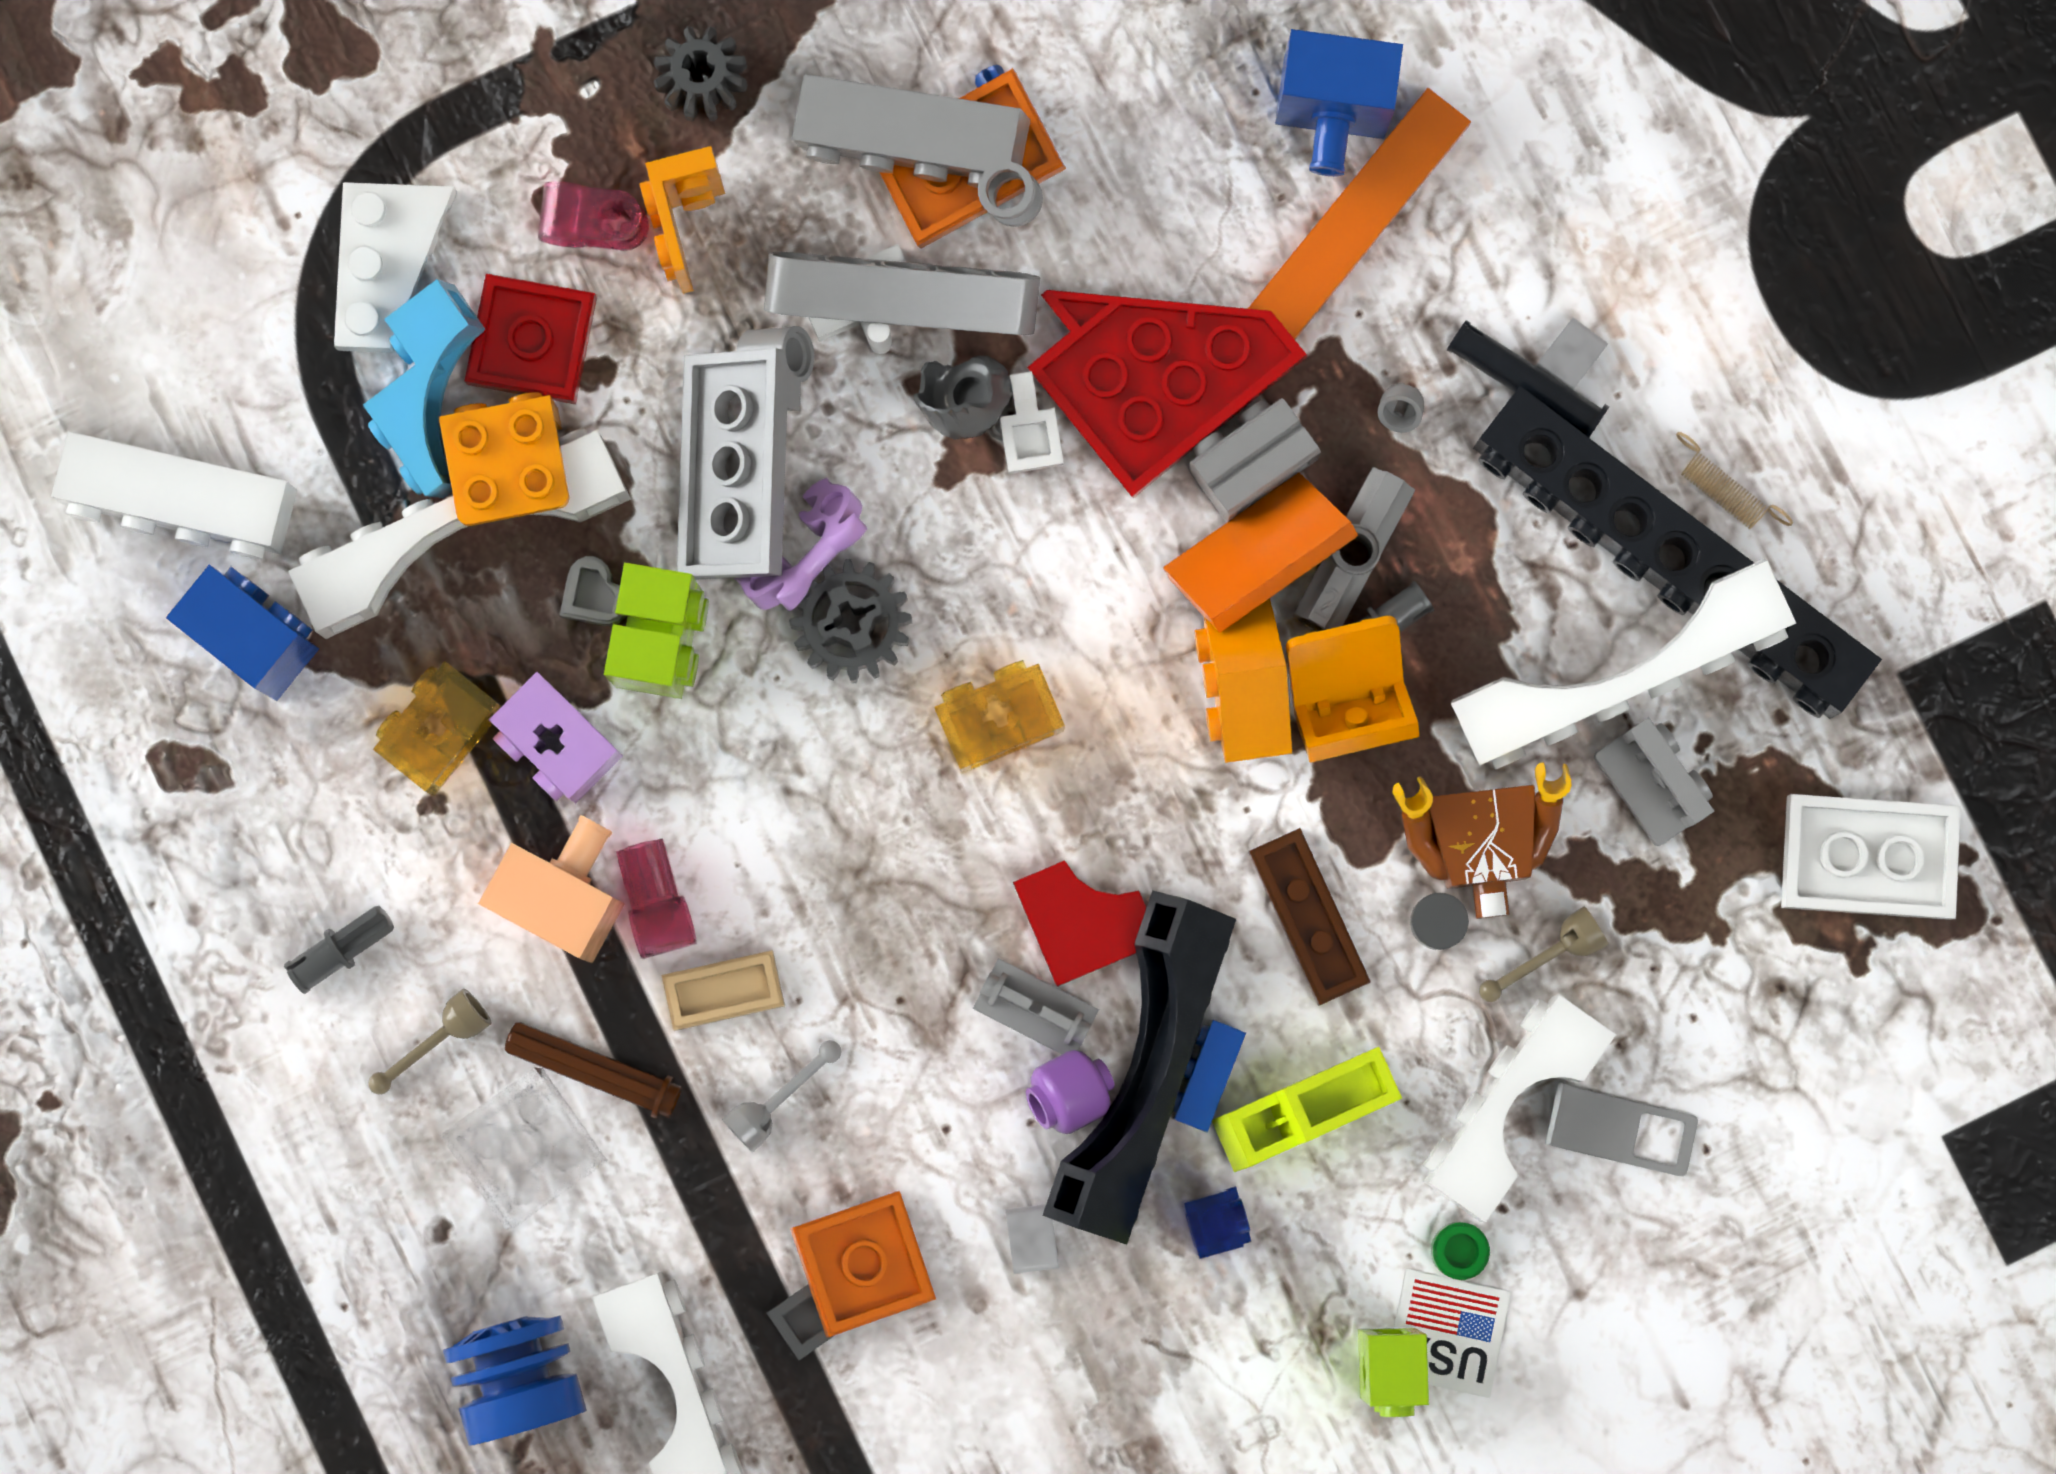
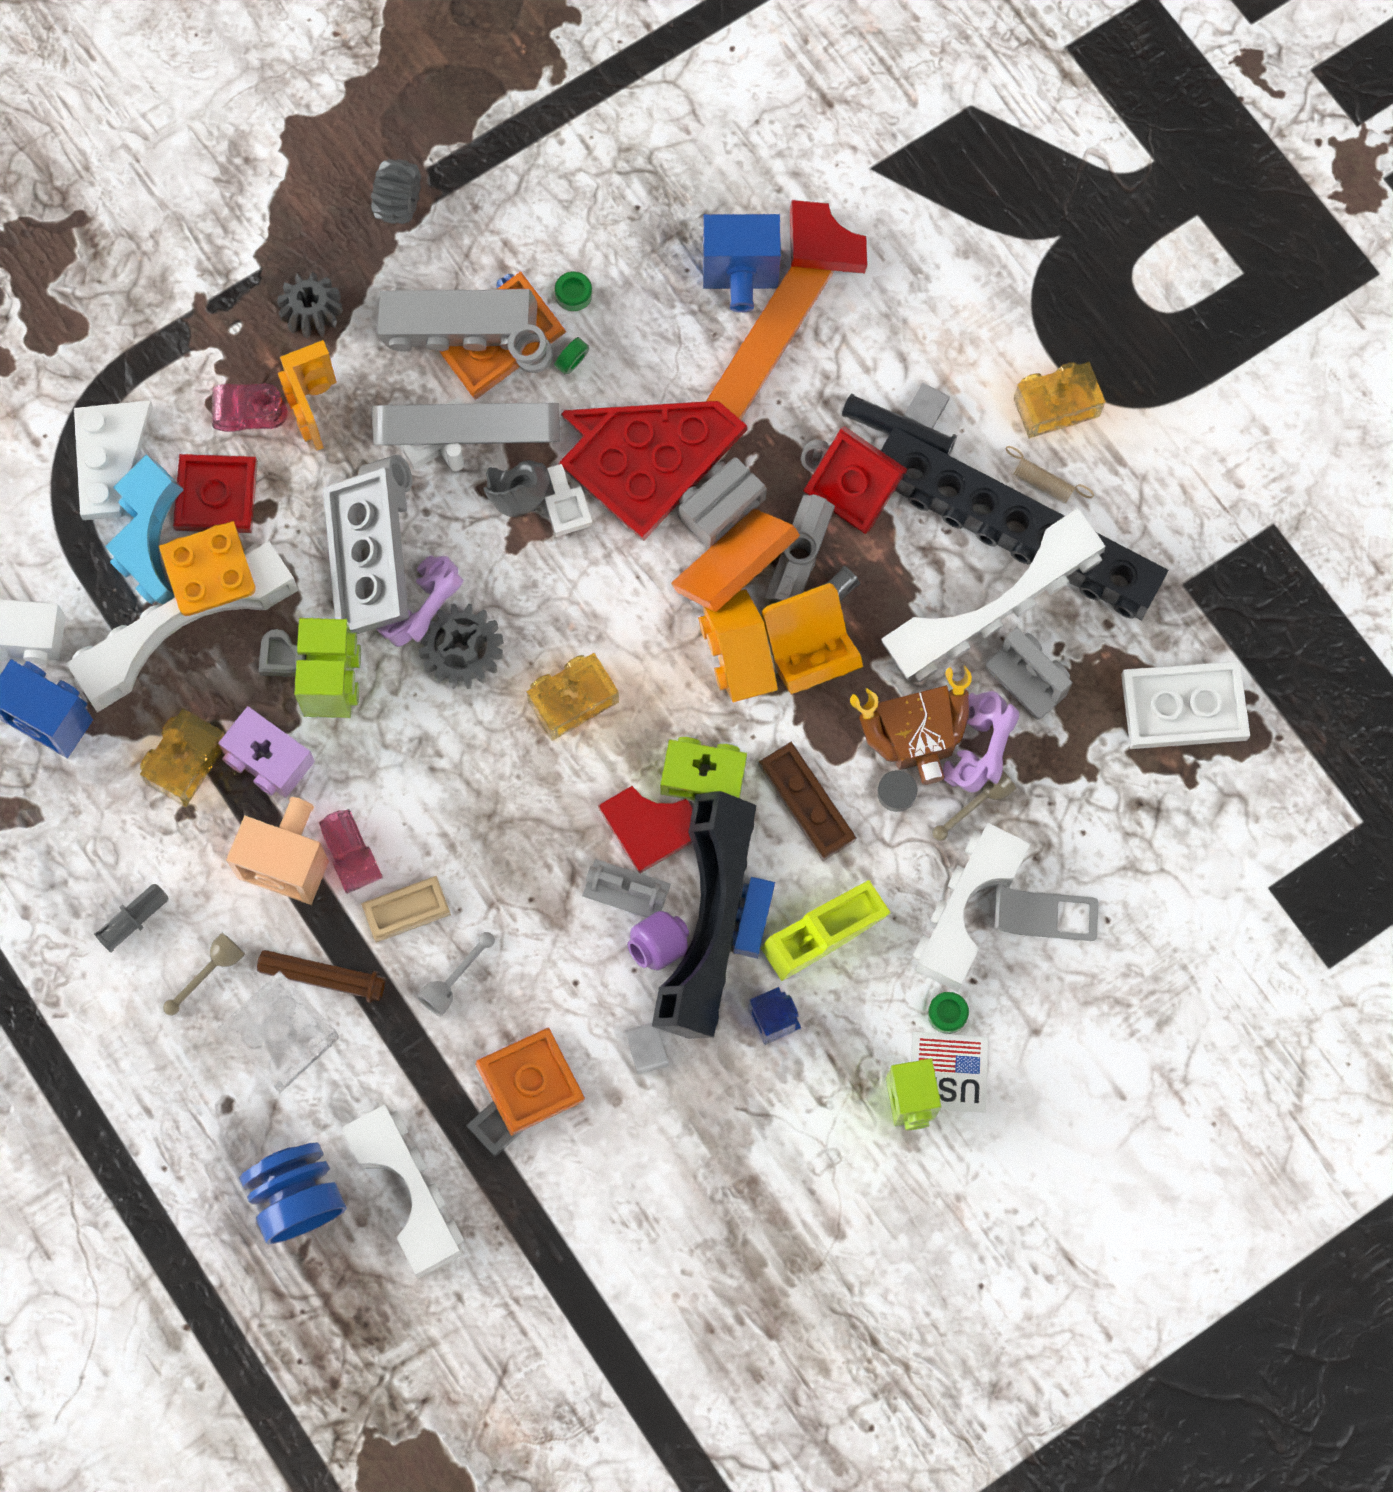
camera: 10 degrees left, 10 degrees down
(1069, 205) = (572, 356): none -> green tile
(1085, 103) = (573, 291): none -> green tile
(1137, 864) = (685, 760): none -> lime brick
(1451, 455) = (856, 479): none -> red tile
(1459, 81) = (822, 242): none -> red tile
(1546, 913) = (971, 771): none -> lavender helmet
(1739, 390) = (1048, 413): none -> clear yellow brick

